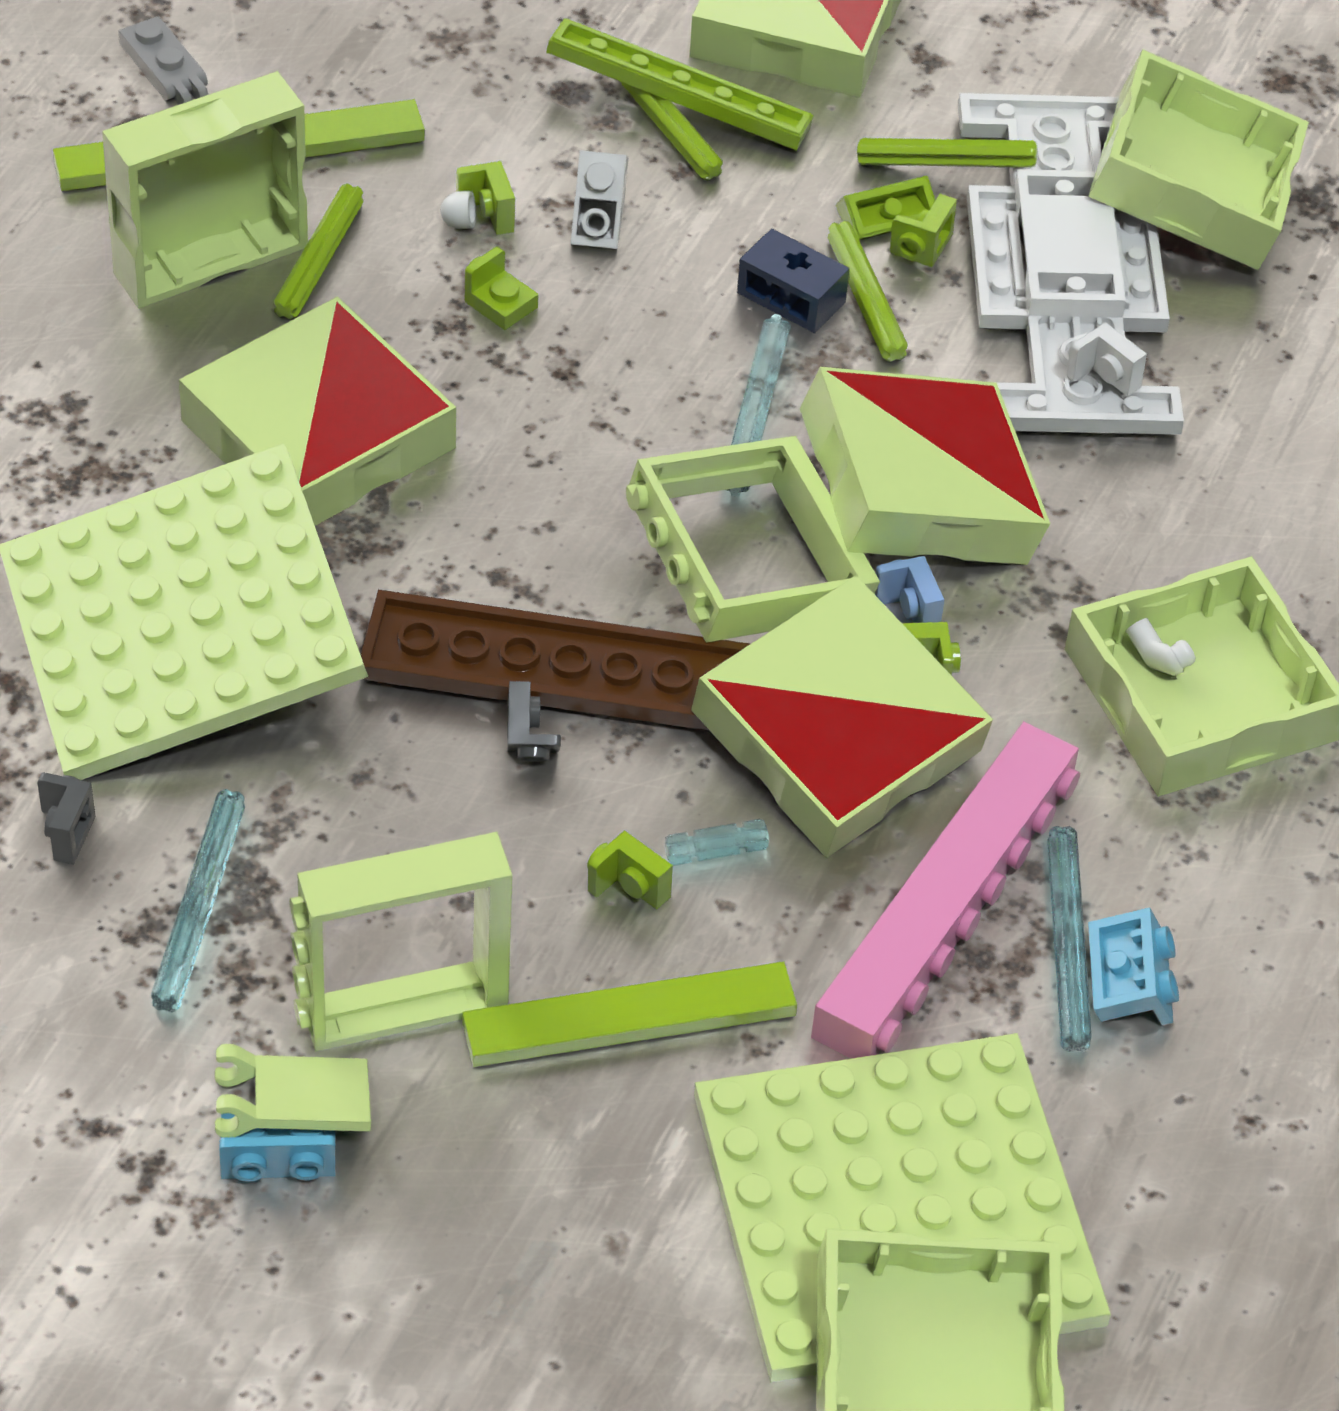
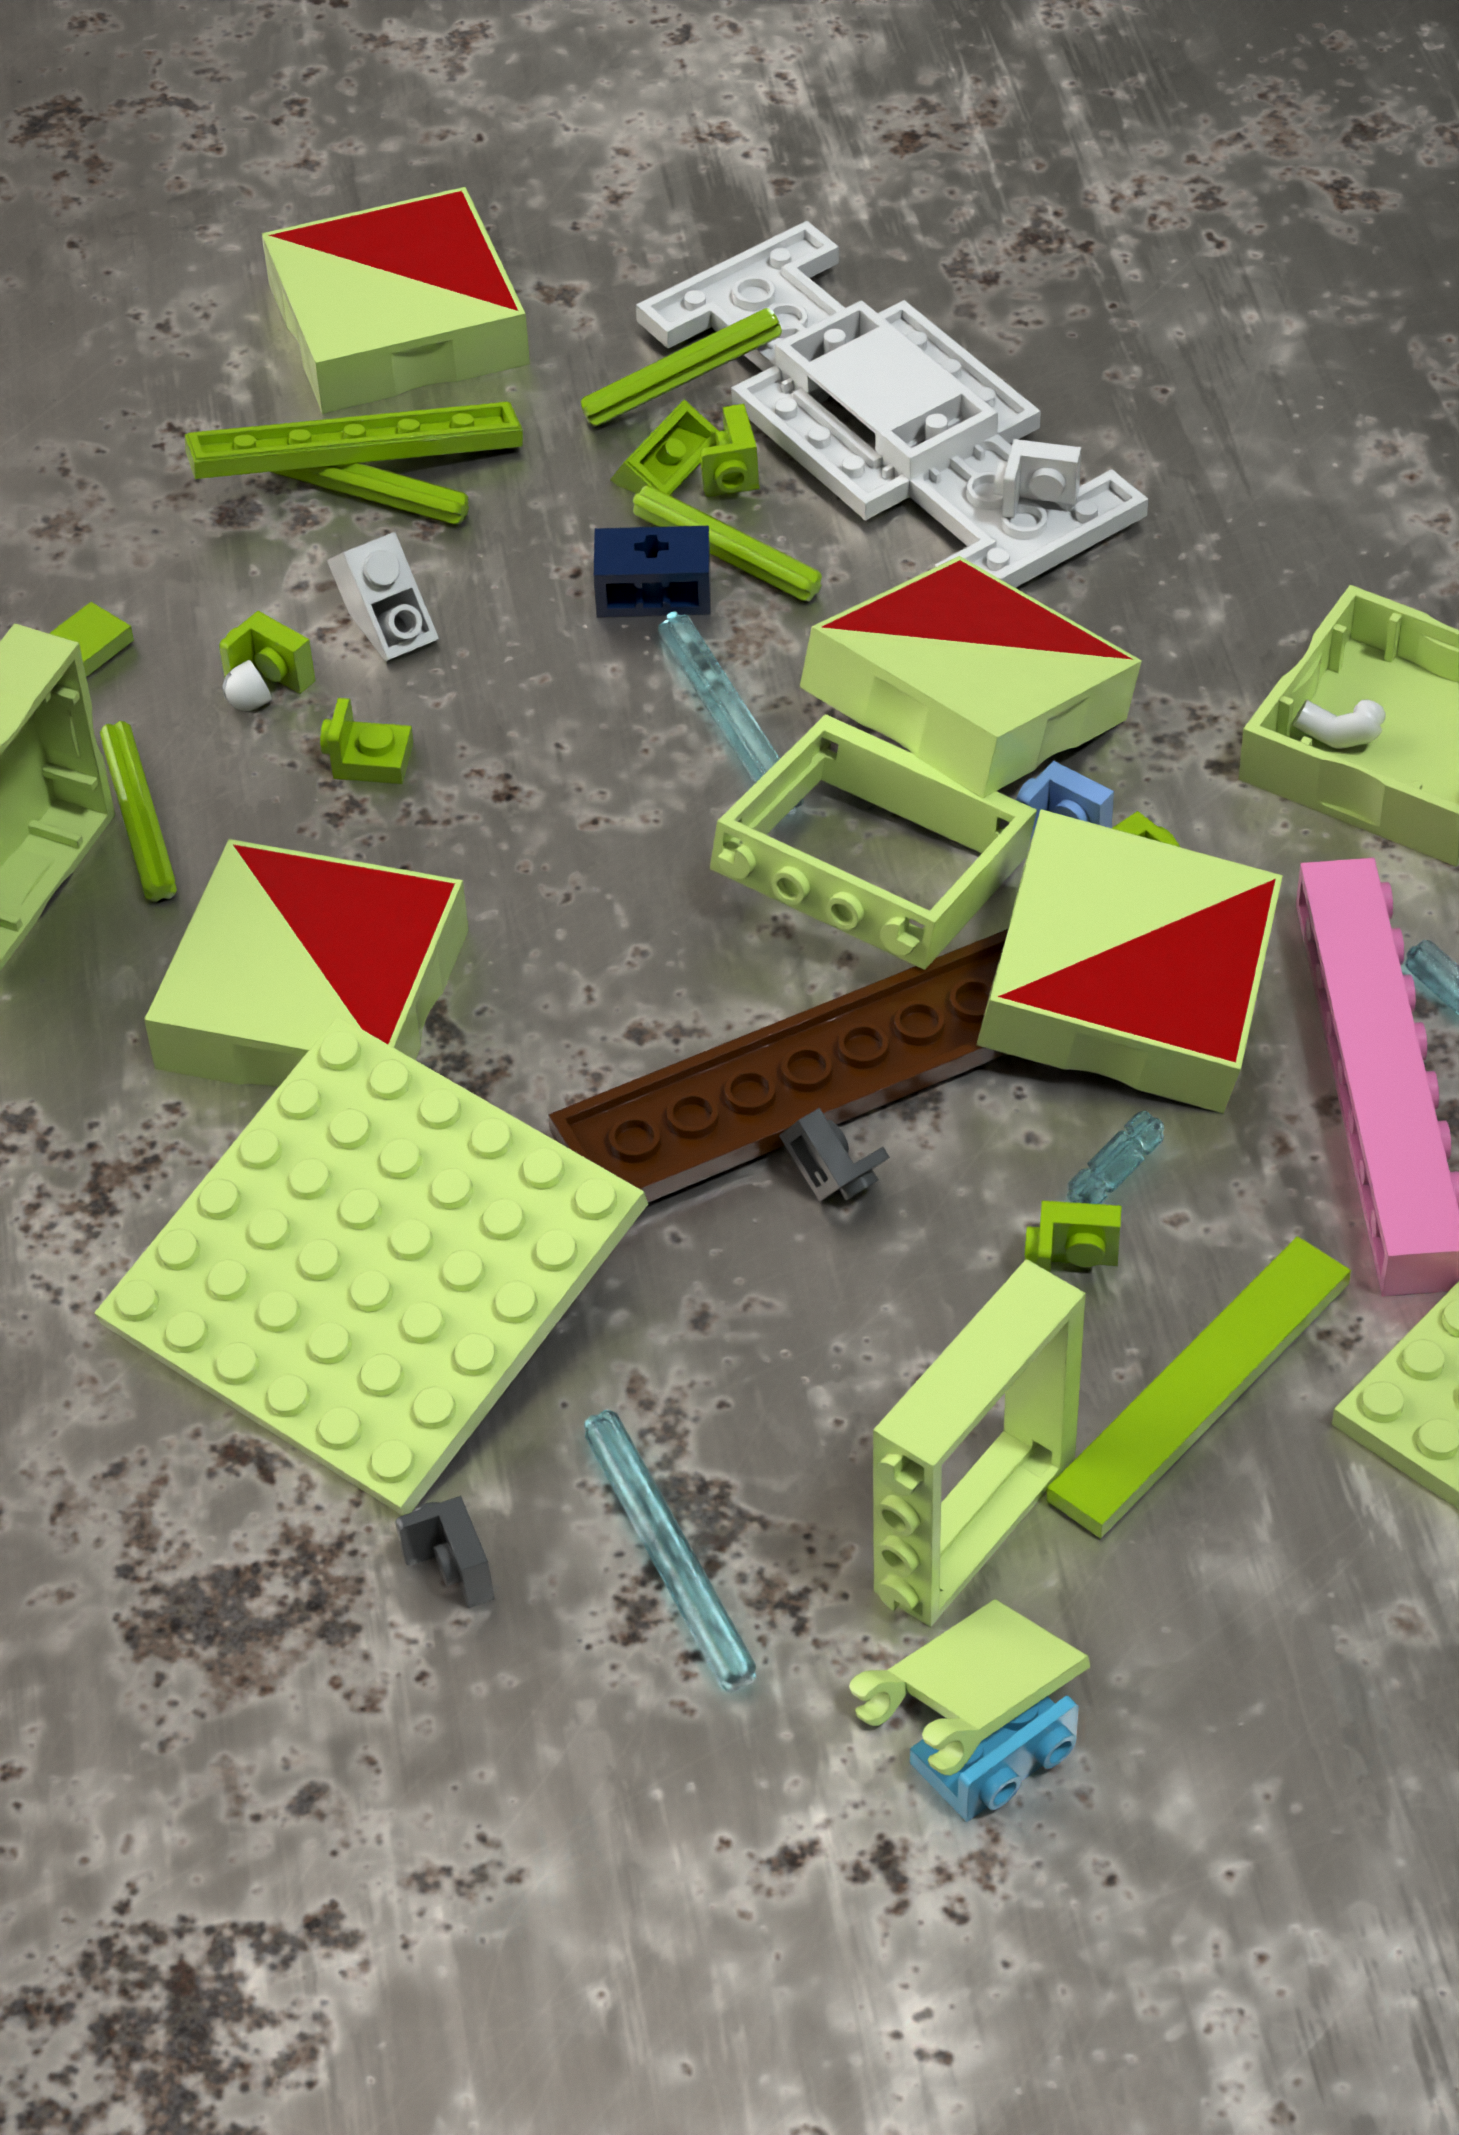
camera: 30 degrees left, 0 degrees up
(1199, 160) = (935, 244): yellowish green tile -> none

